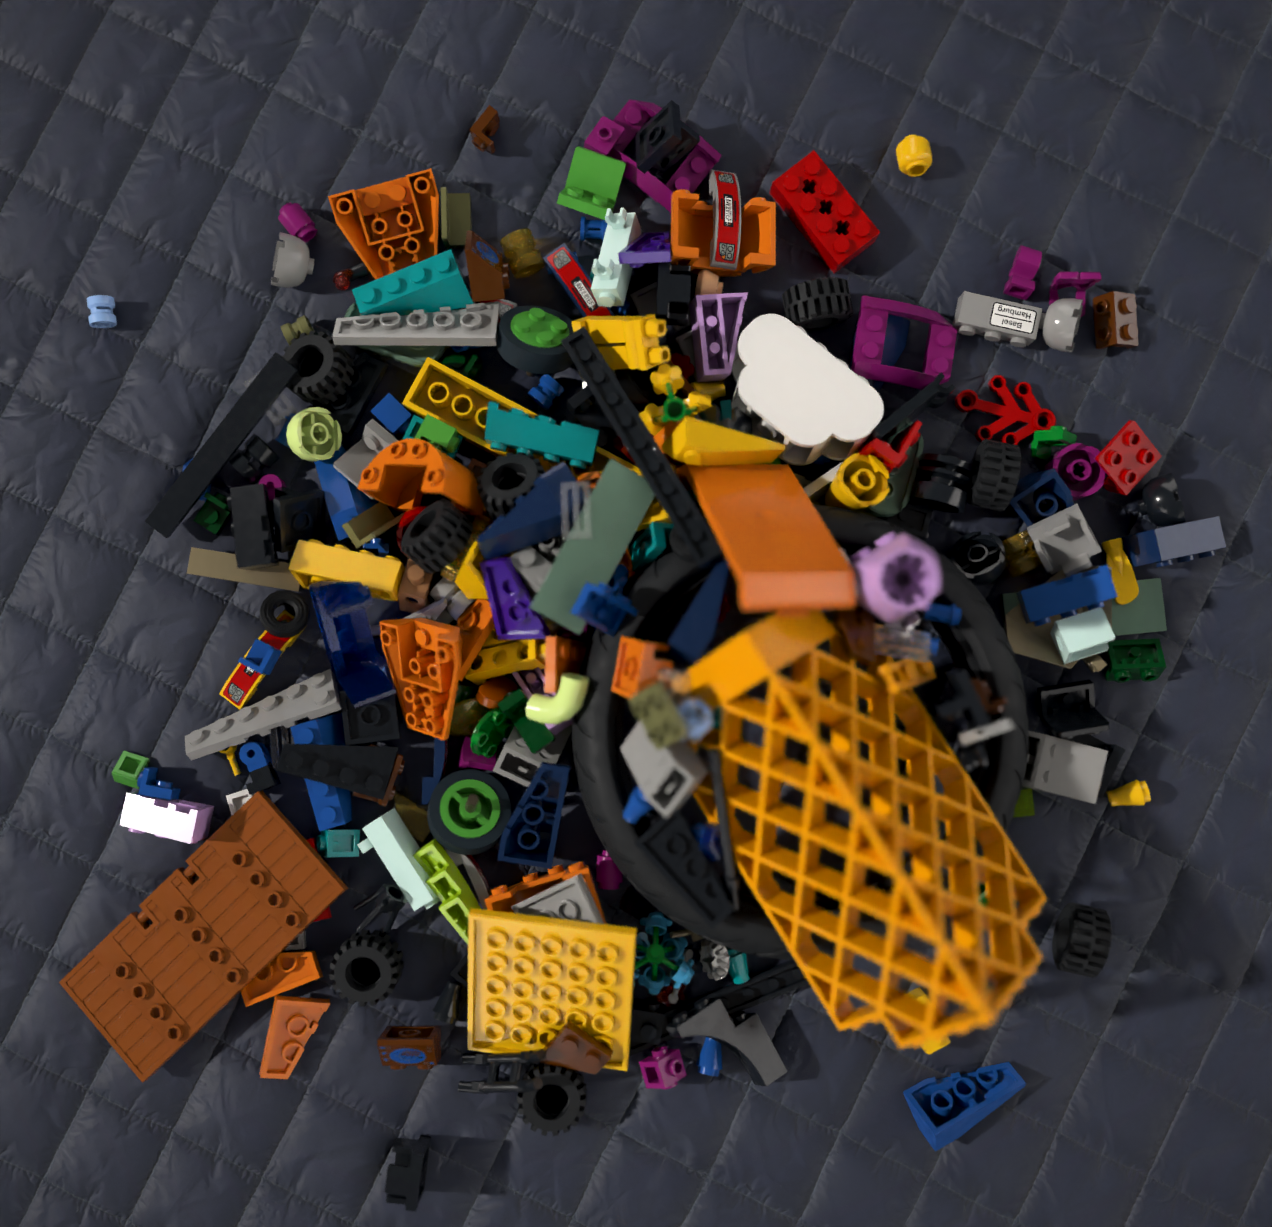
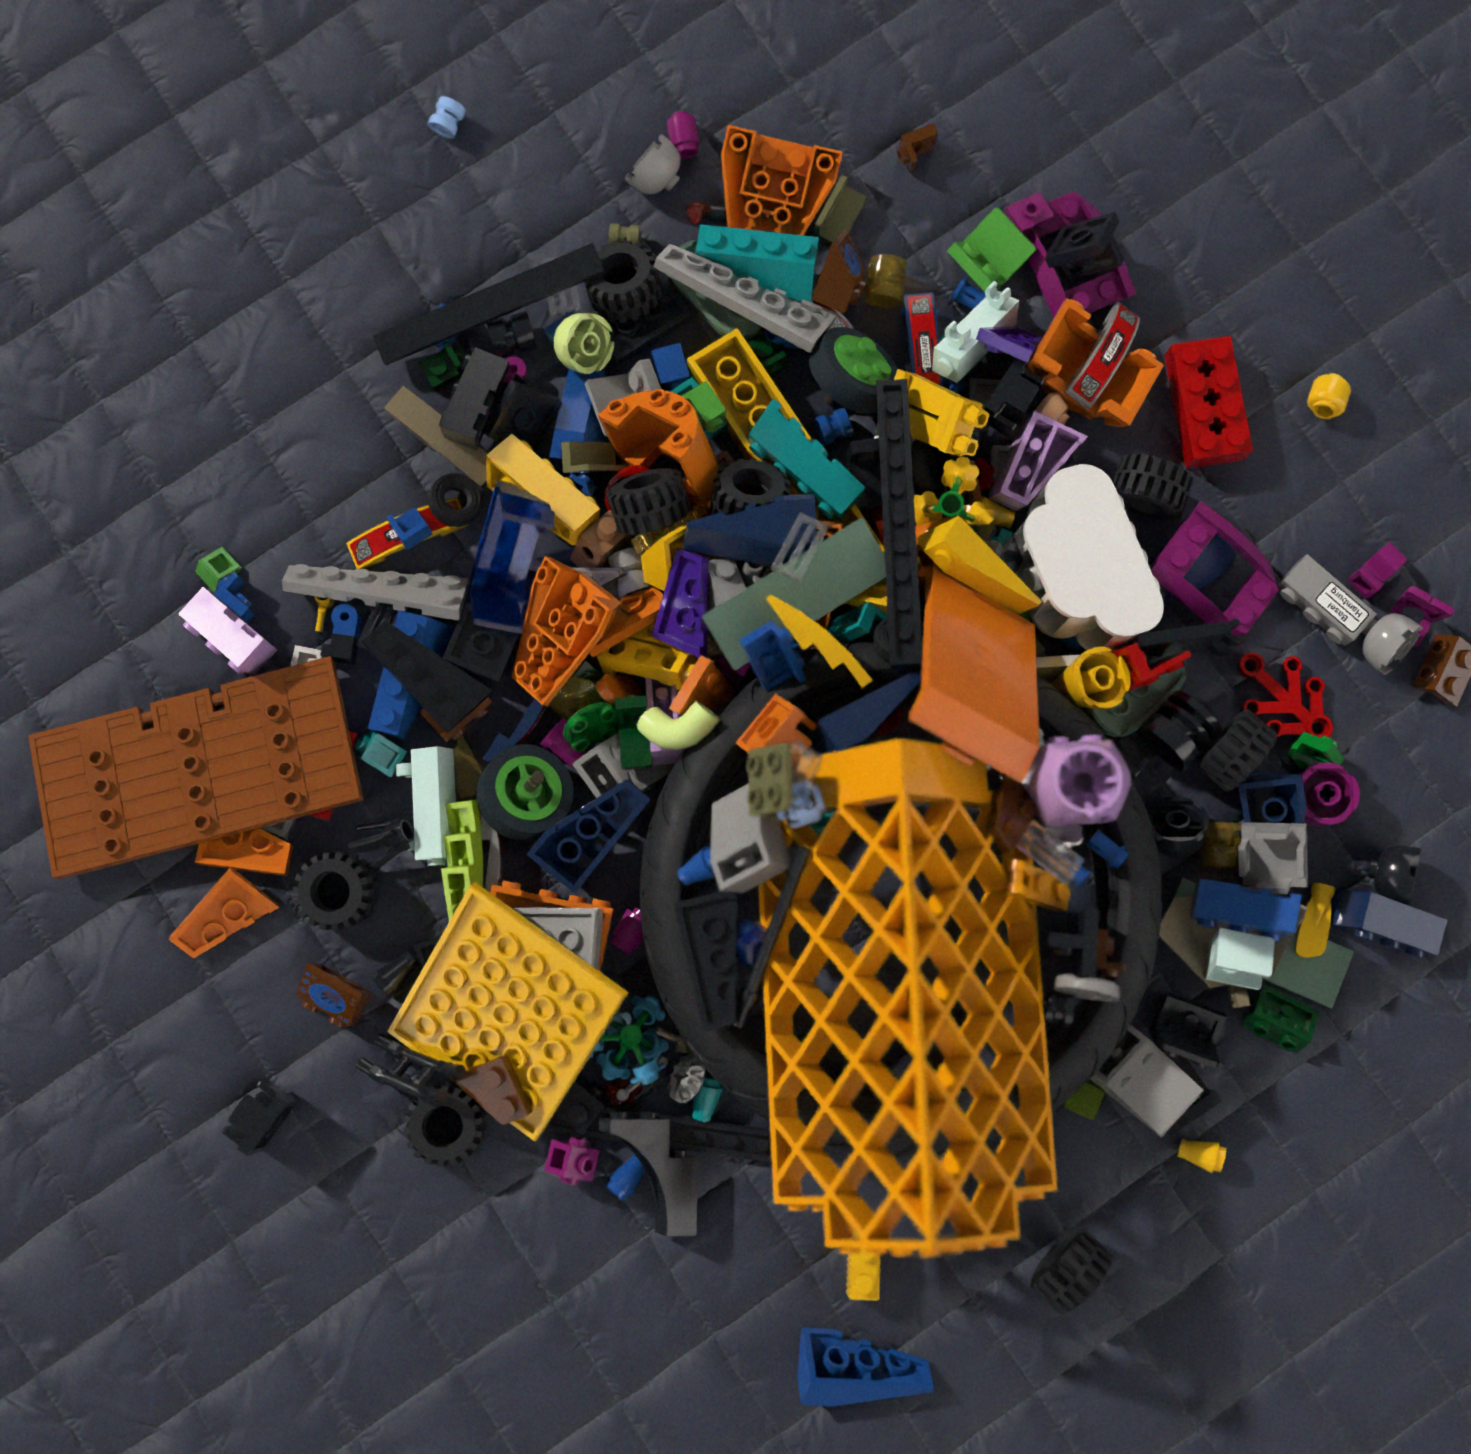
camera: 30 degrees right, 5 degrees down
(621, 574) = (809, 632): none -> yellow slope
(1127, 458) = (1382, 808): red bracket -> none

